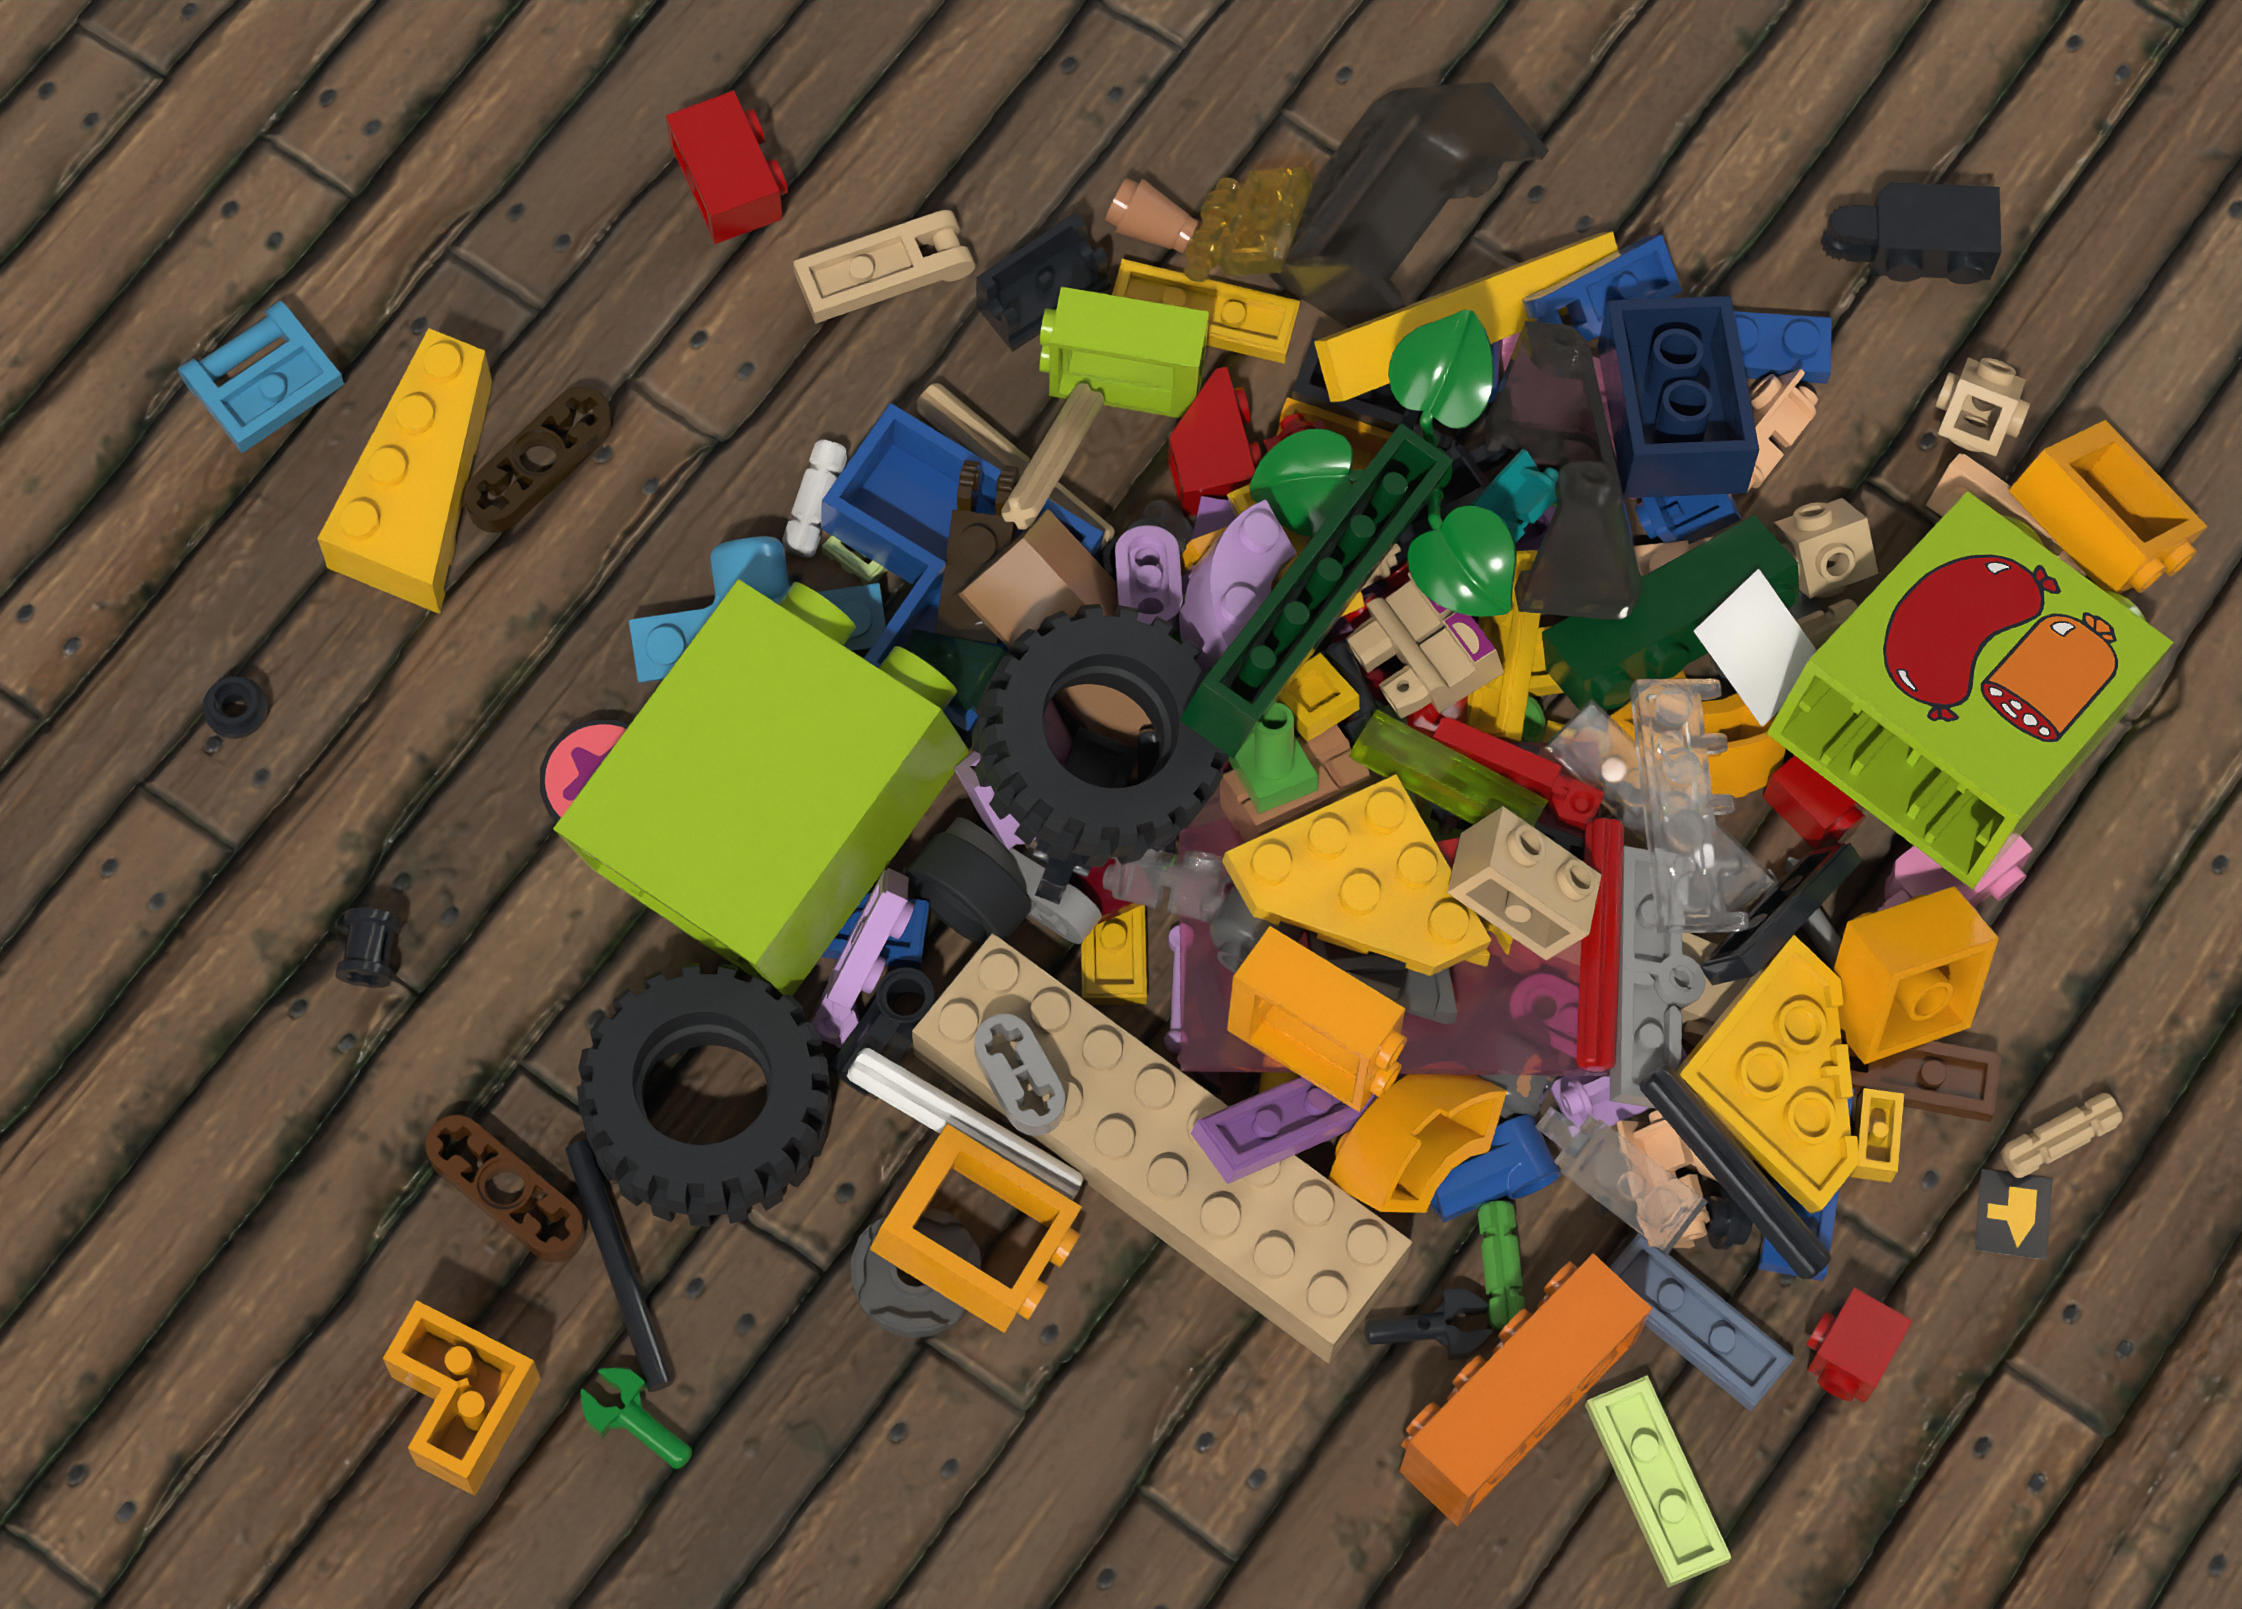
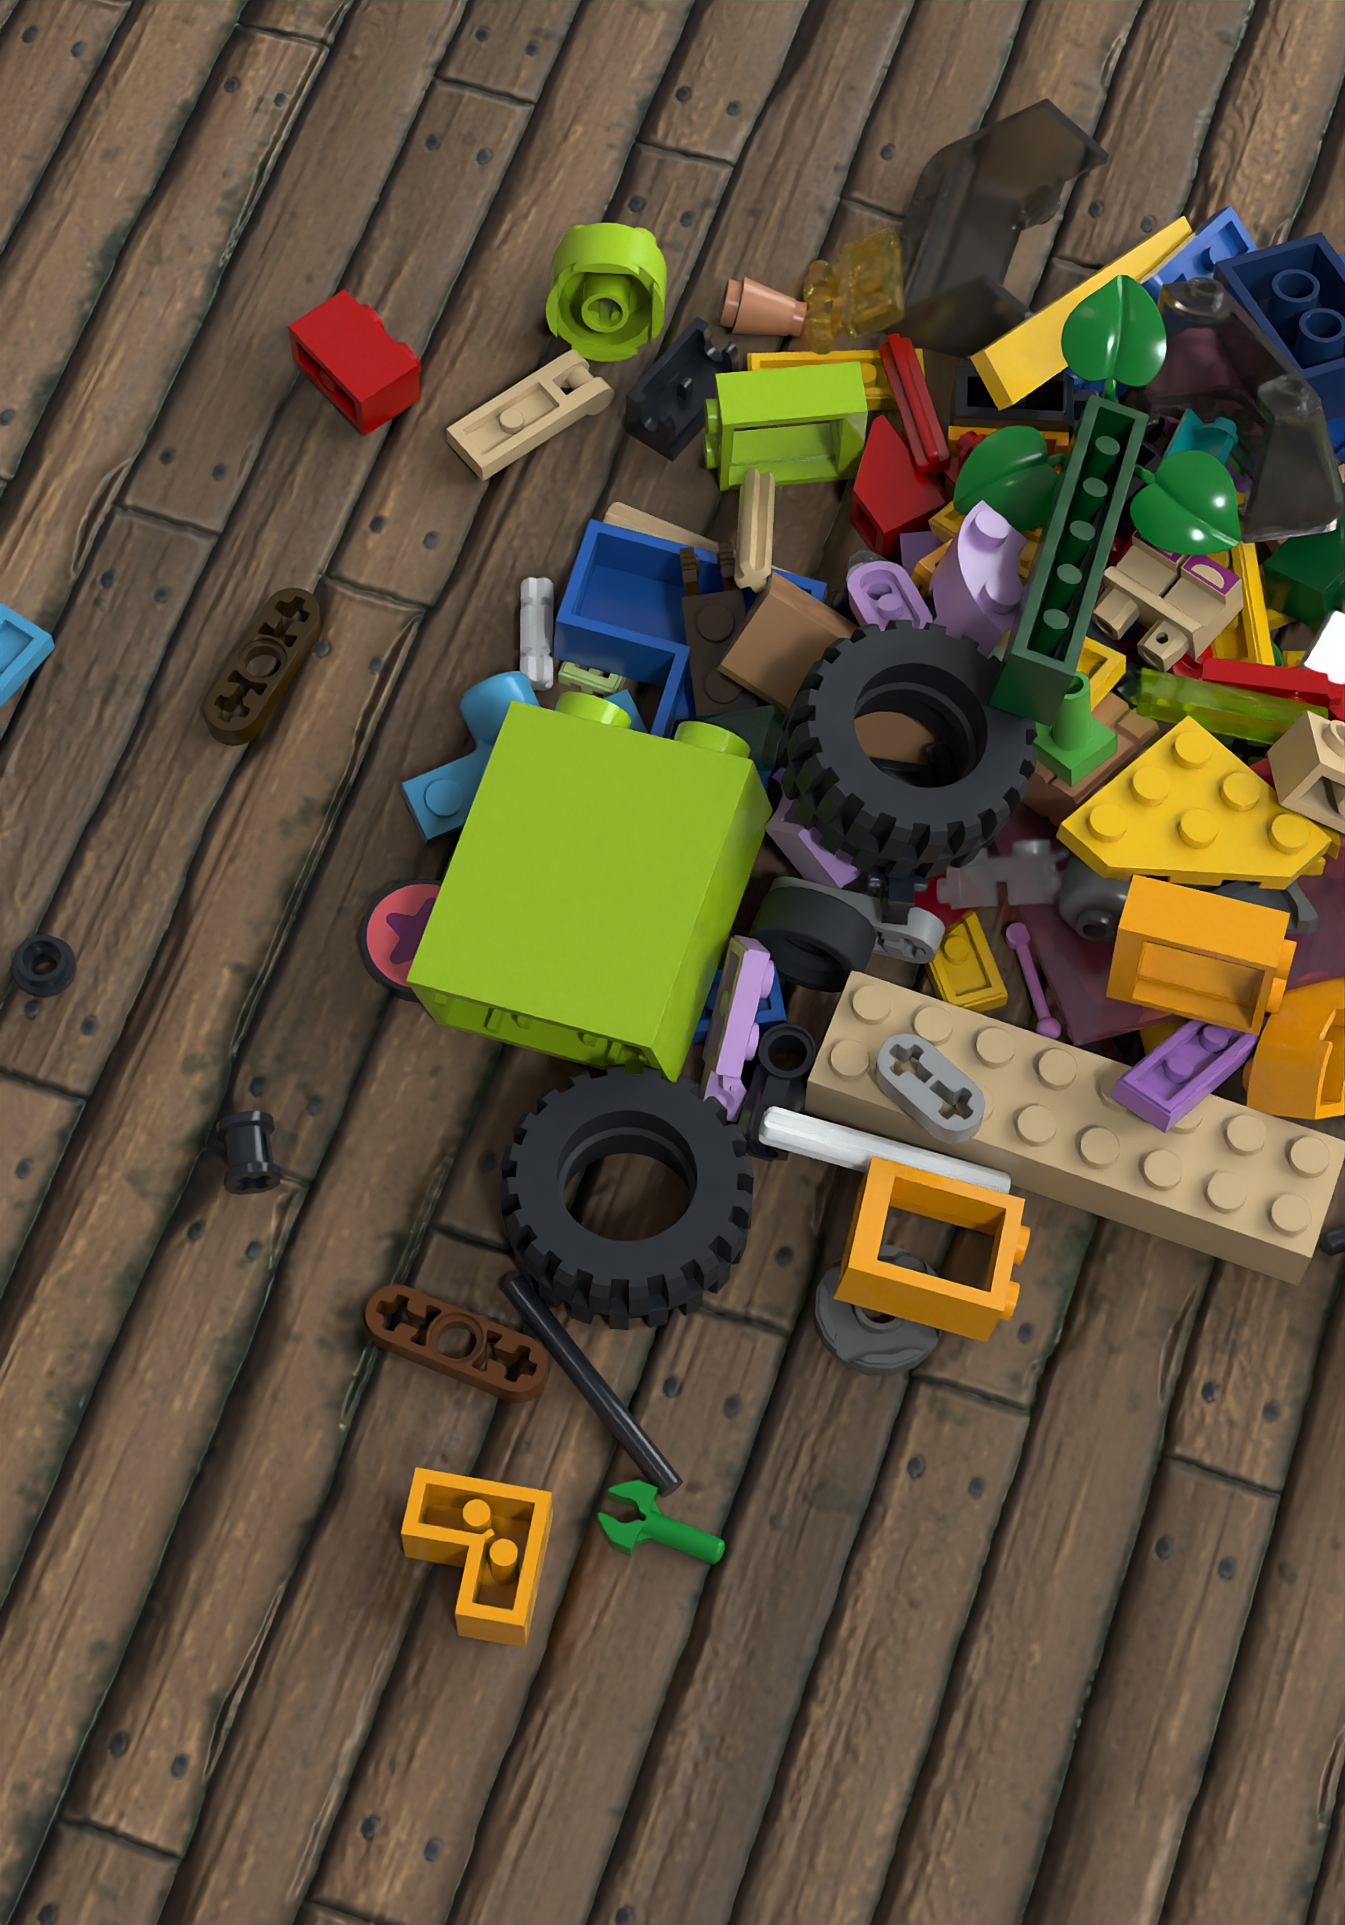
camera: 15 degrees left, 5 degrees down
(409, 486) = (149, 719): yellow wedge -> none
(996, 159) = (606, 290): none -> lime brick
(1262, 364) = (914, 405): none -> red axle

